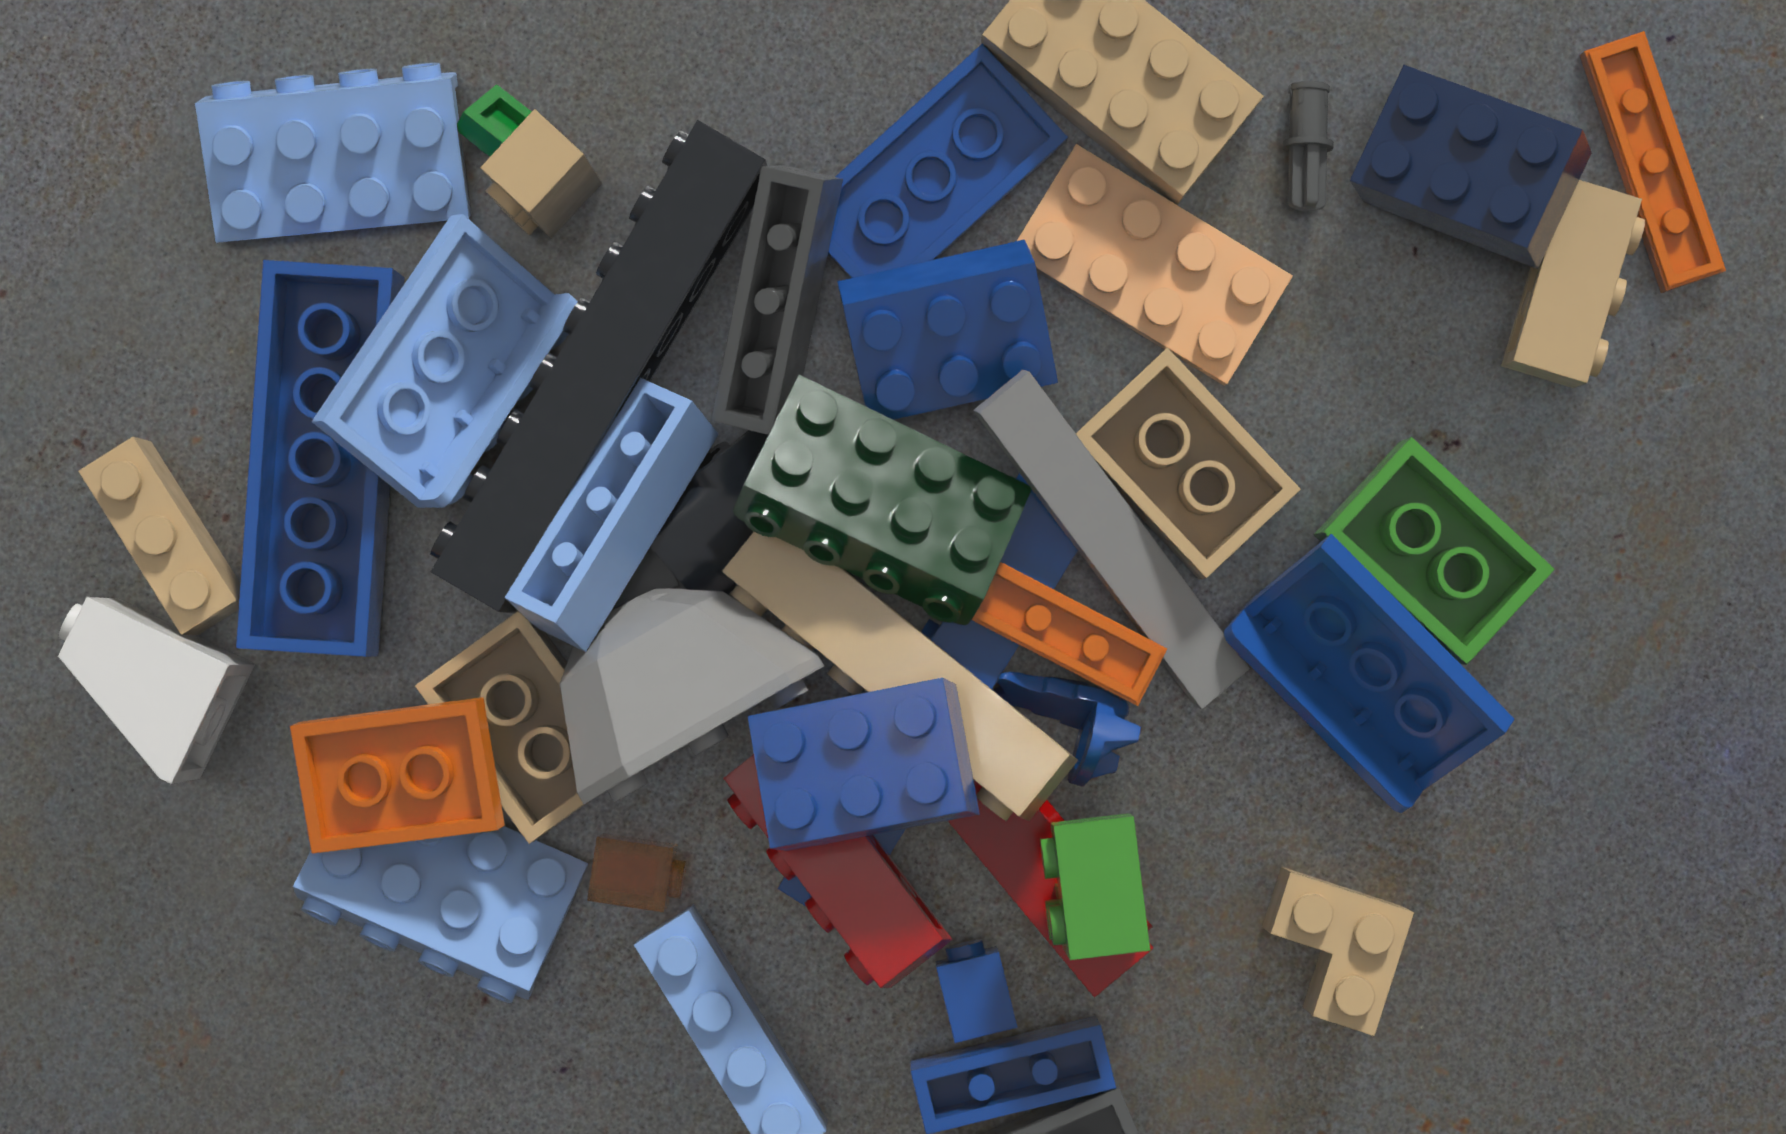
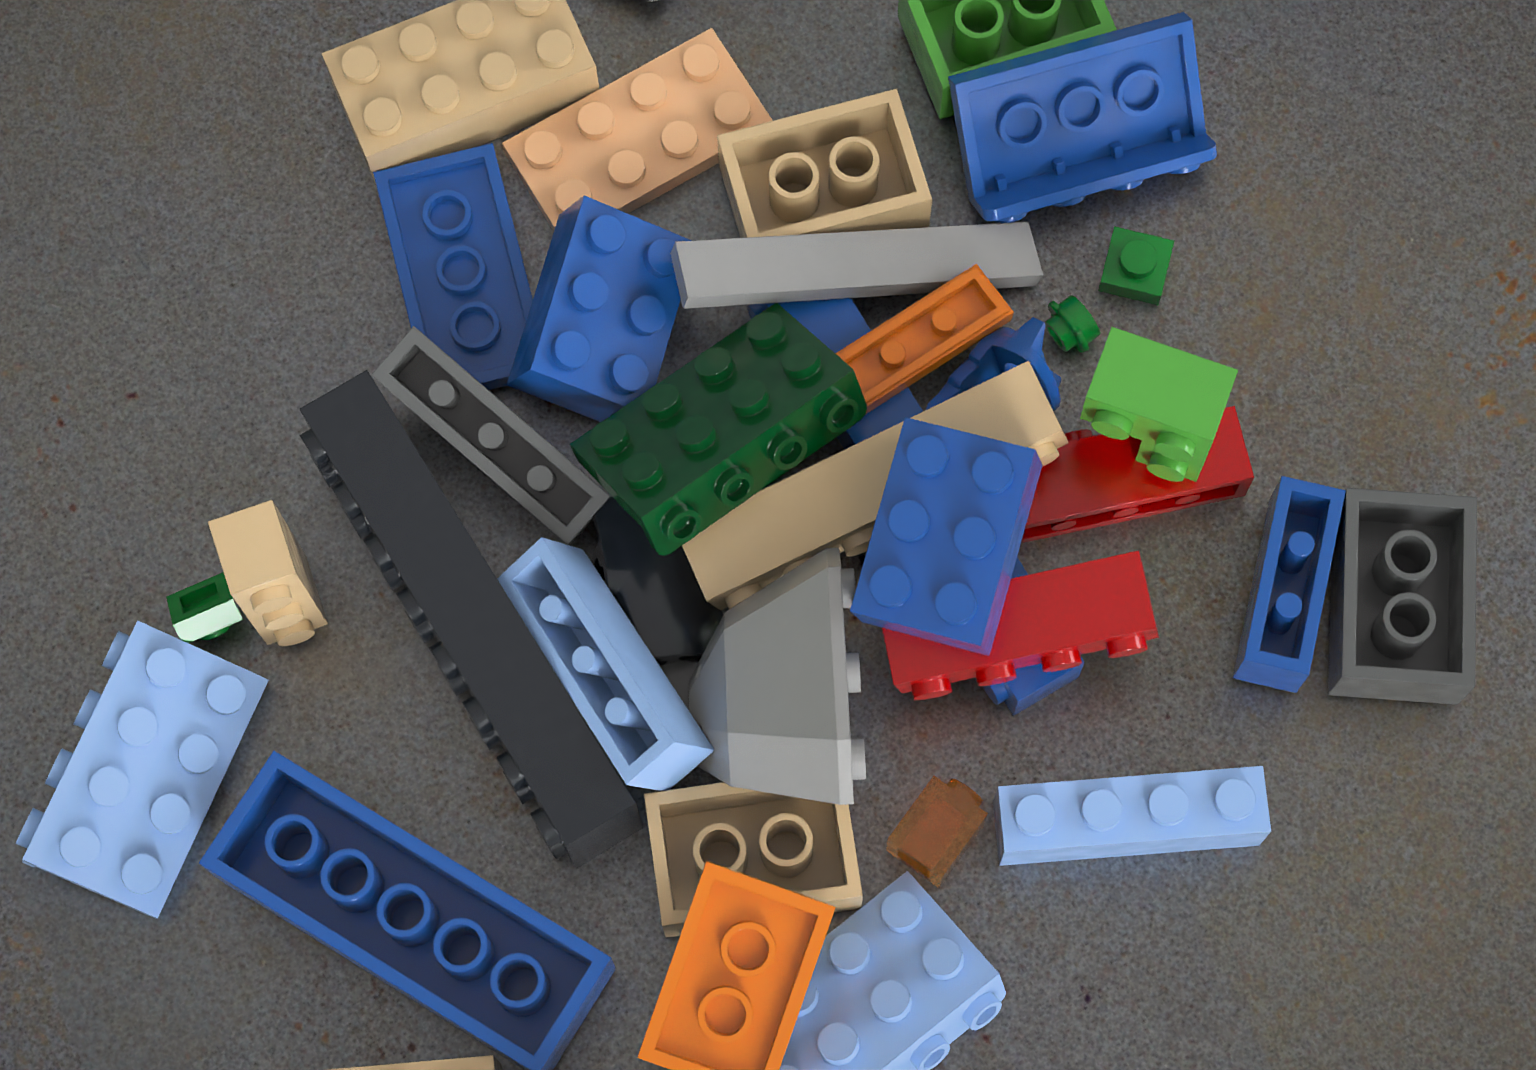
camera: 60 degrees left, 15 degrees down
(445, 366) = (390, 749): light blue bracket -> none
(975, 991) = (1197, 584): blue brick -> none
(1167, 757) = (1071, 325): none -> green plate
(1260, 787) = (1136, 265): none -> green plate
(1357, 943) = (1311, 246): tan brick -> none

